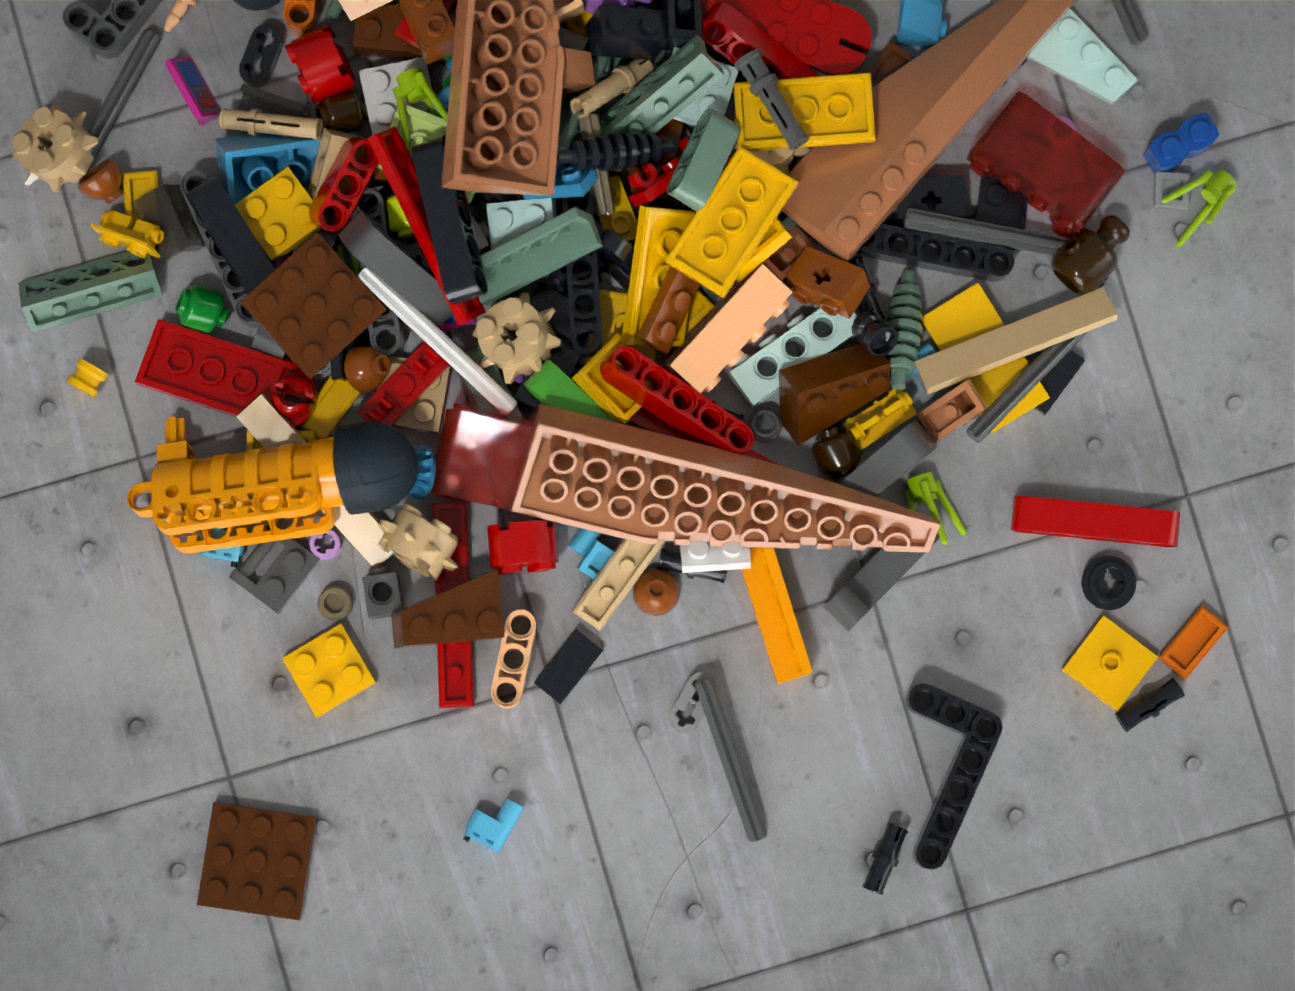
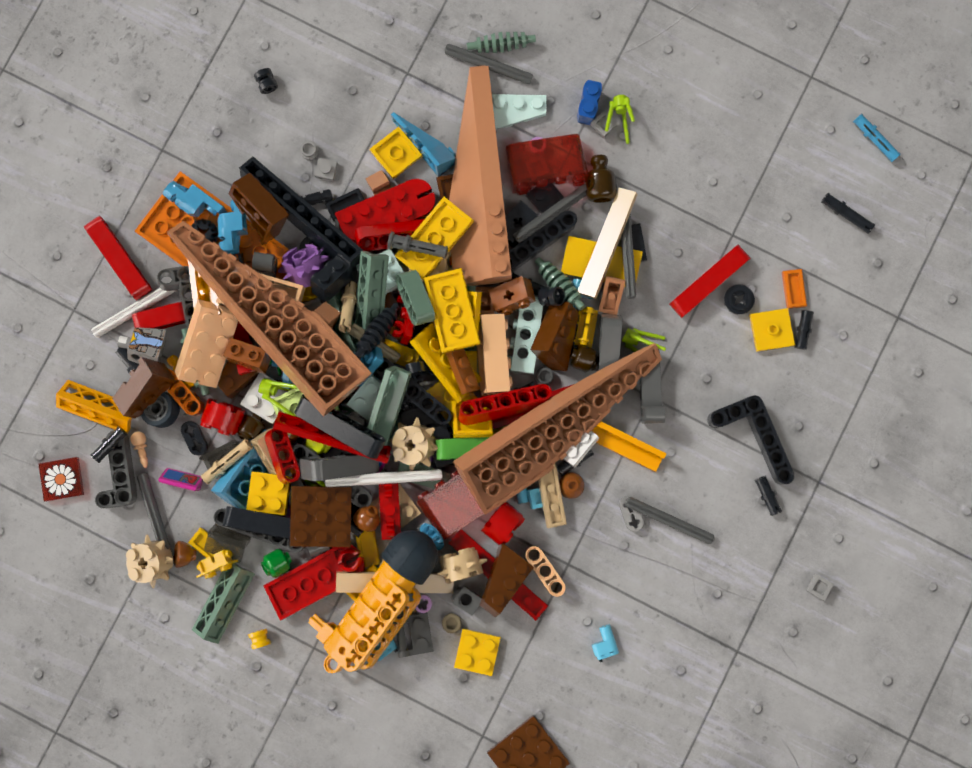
camera: 45 degrees left, 0 degrees up
(568, 666) = (568, 551): black tile -> none

